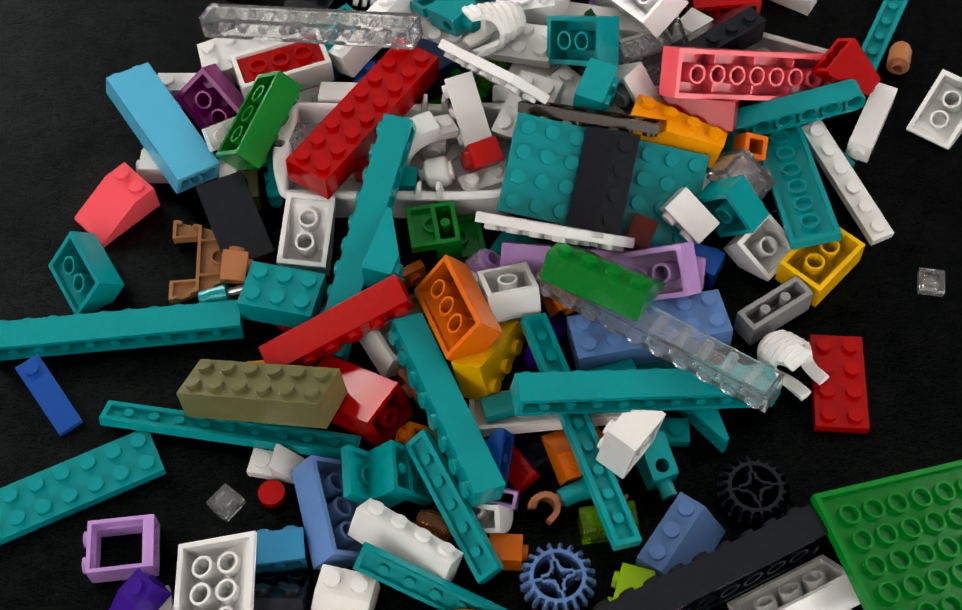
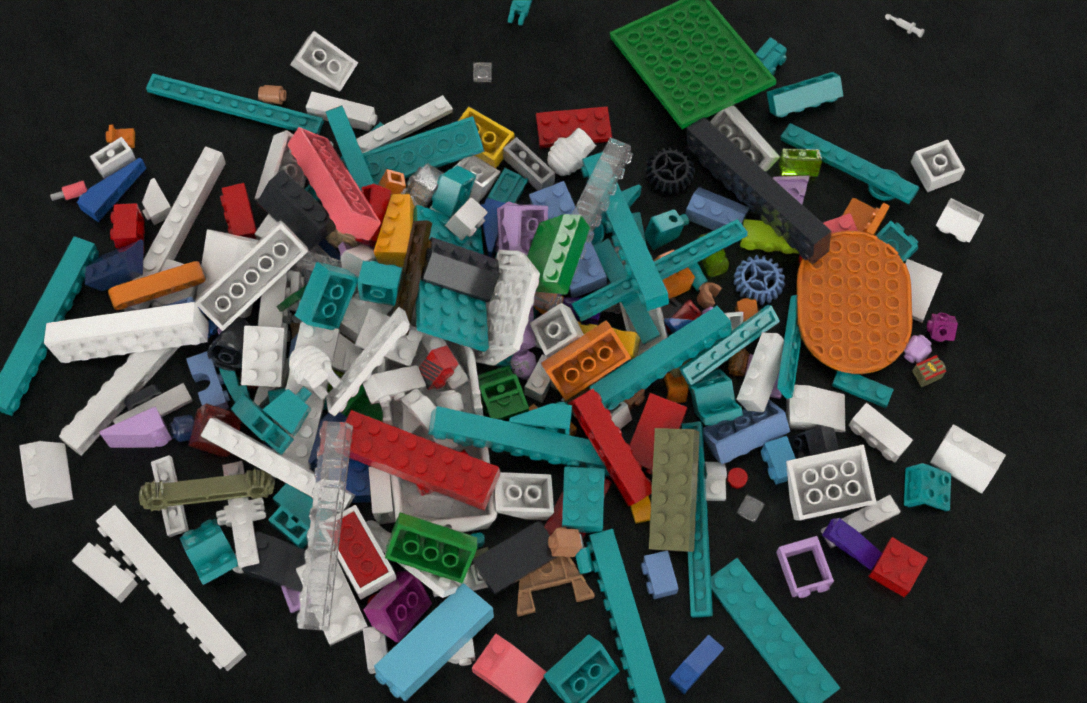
camera: 105 degrees left, 10 degrees up
(166, 374) = (659, 574): none -> medium blue brick
(628, 439) = (674, 227): white slope -> none
(641, 229) = (486, 247): clear red brick -> none
(740, 285) = (508, 187): none -> teal plate
(847, 61) = (310, 120): red slope -> none

